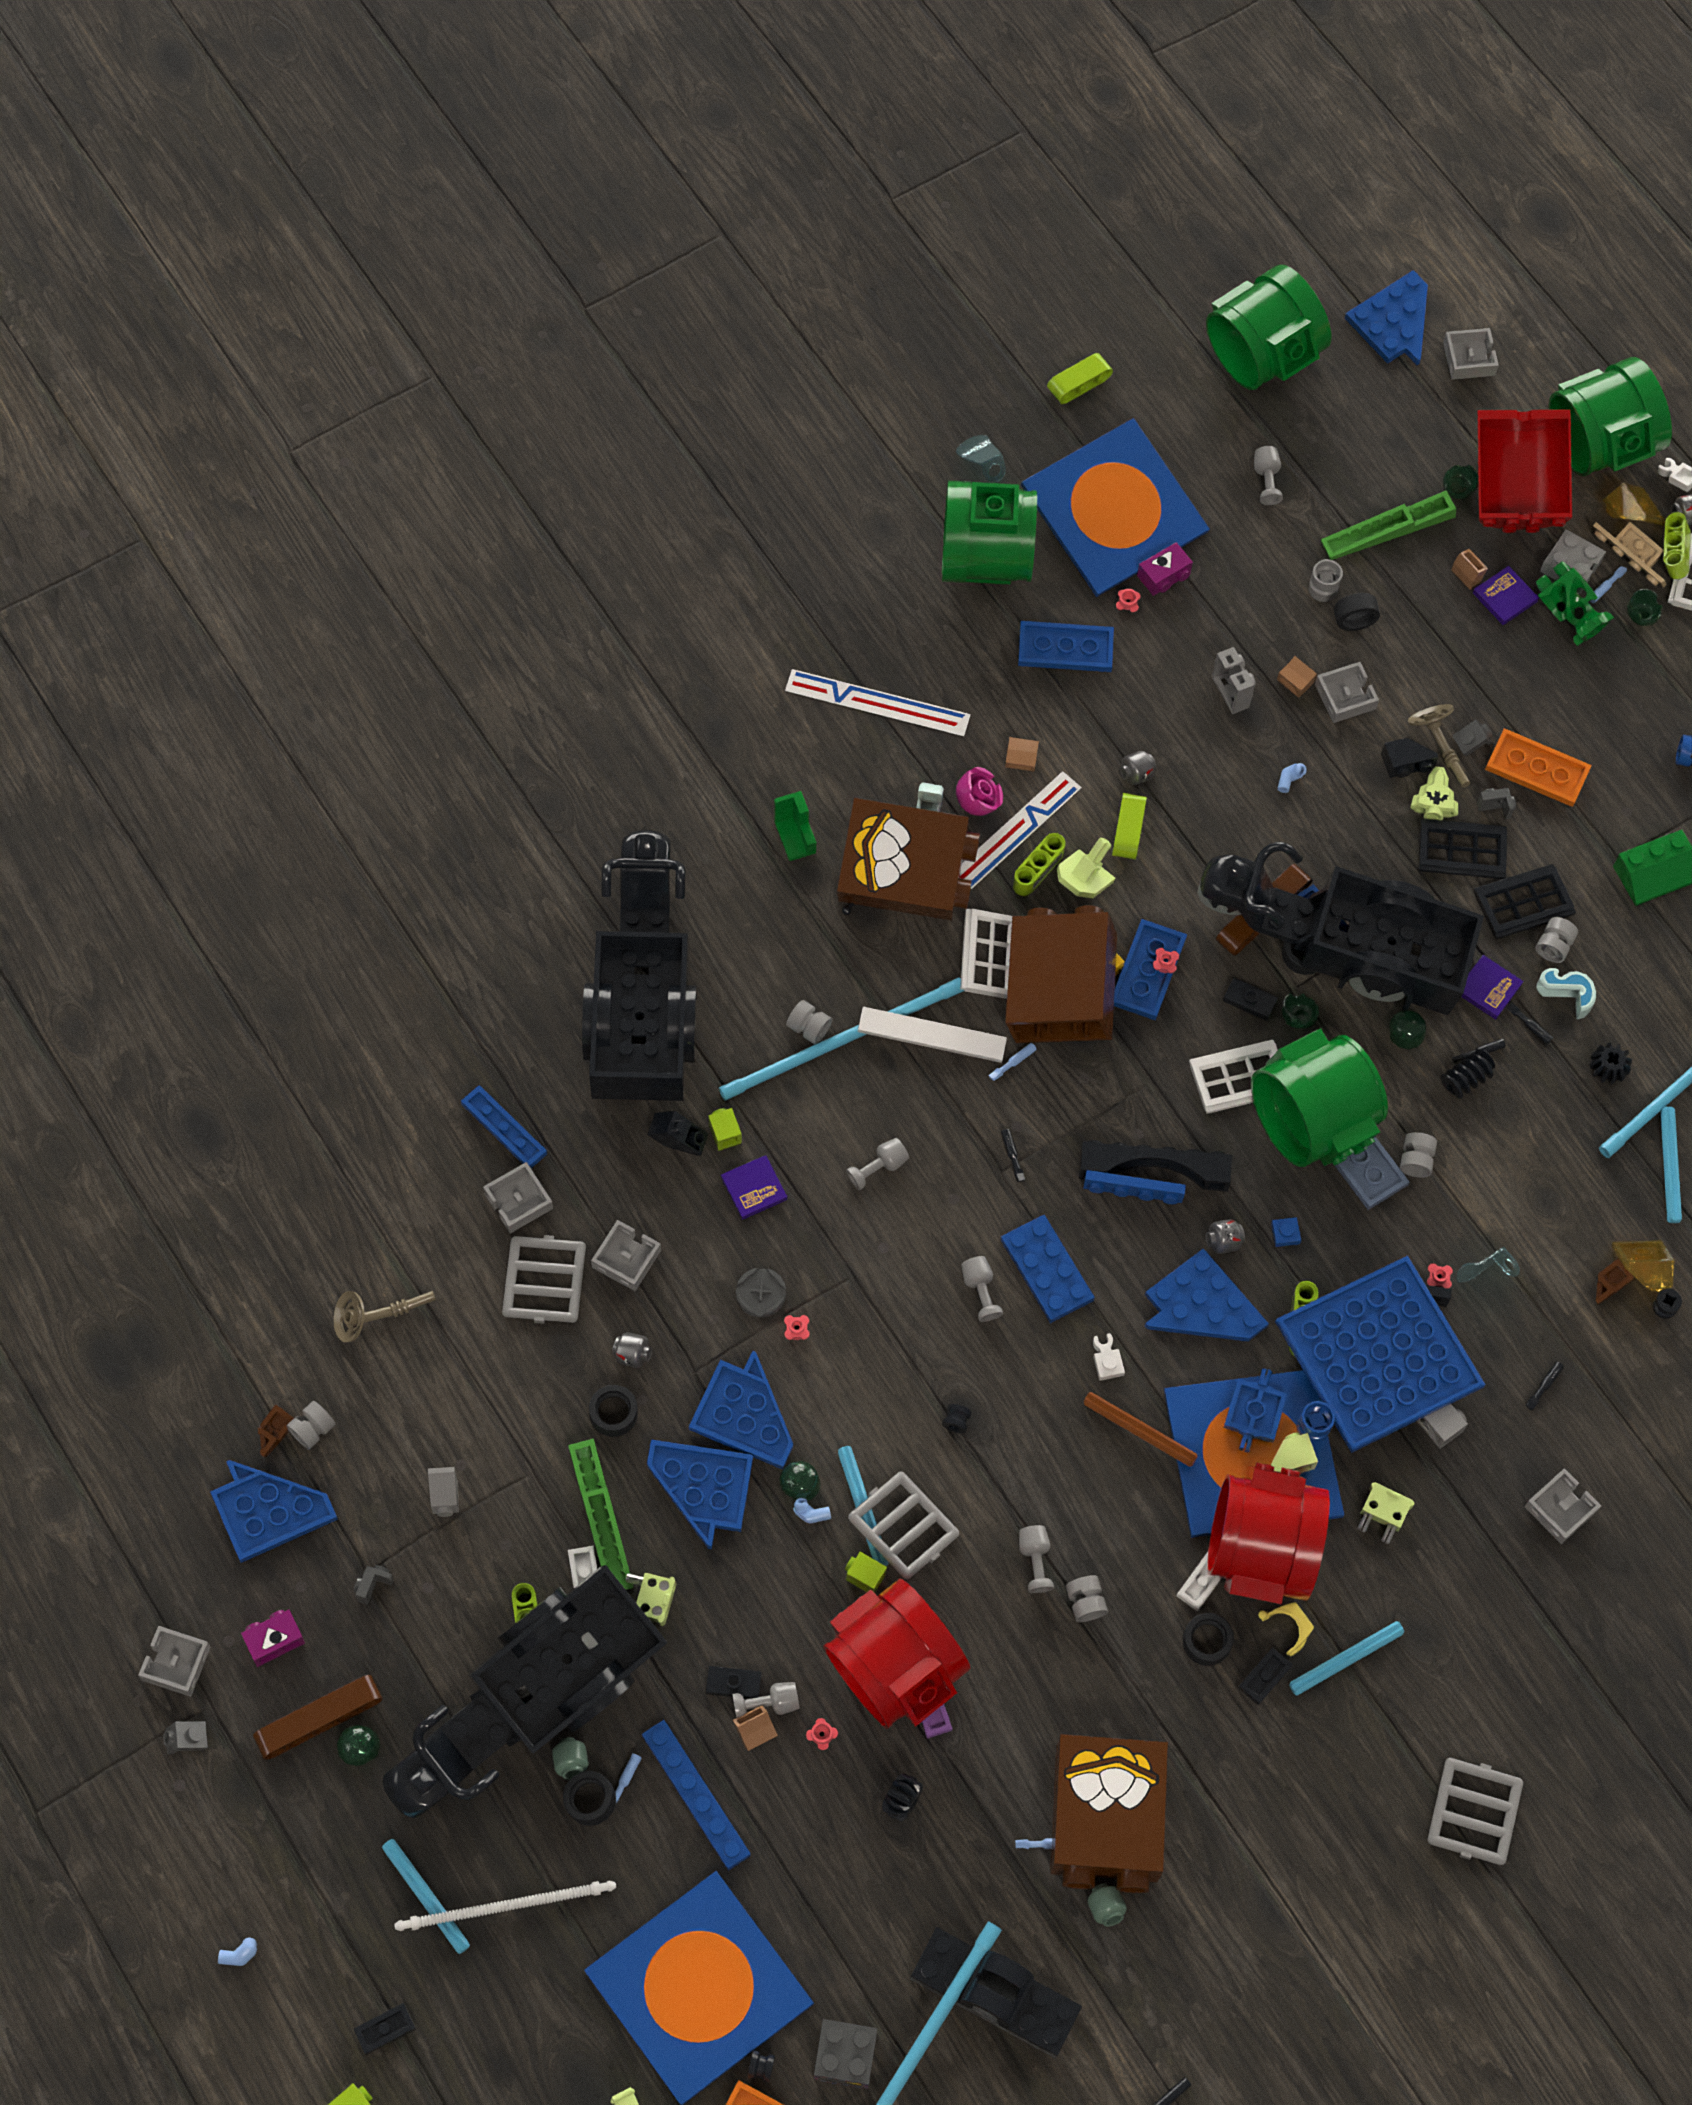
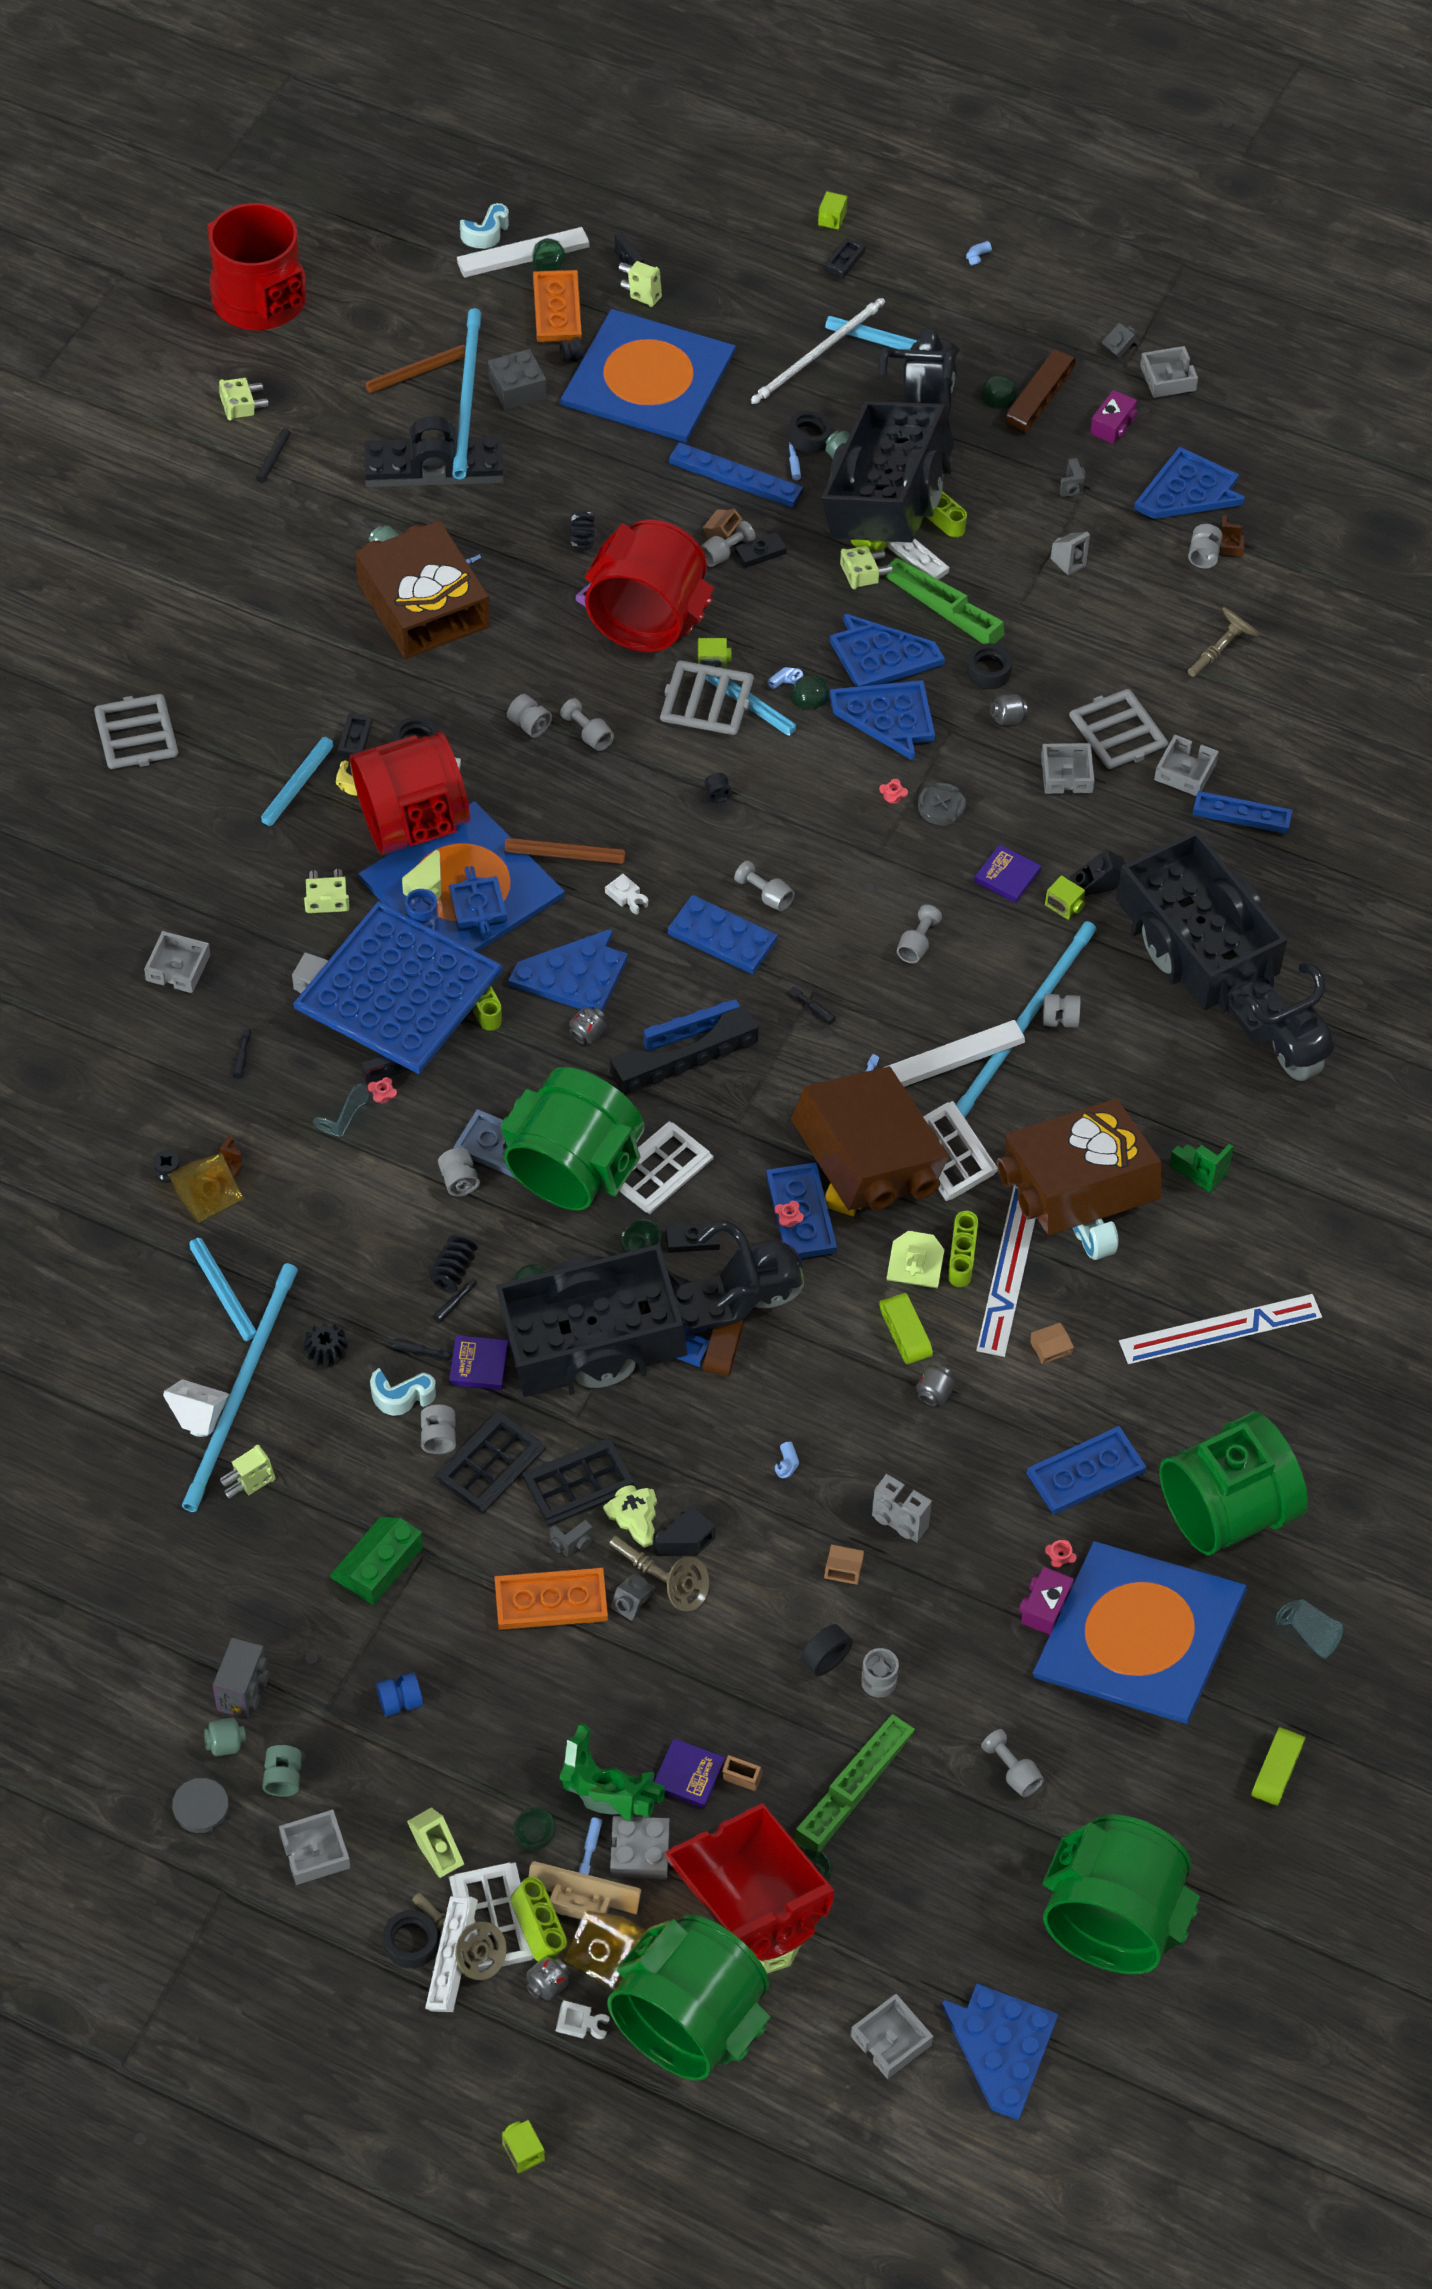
camera: 150 degrees right, 10 degrees down
(978, 792) = (1061, 1273): dark pink cylinder -> none
(1286, 1232) = (538, 1061): blue plate -> none
(1343, 692) = (785, 1567): light grey piece -> none

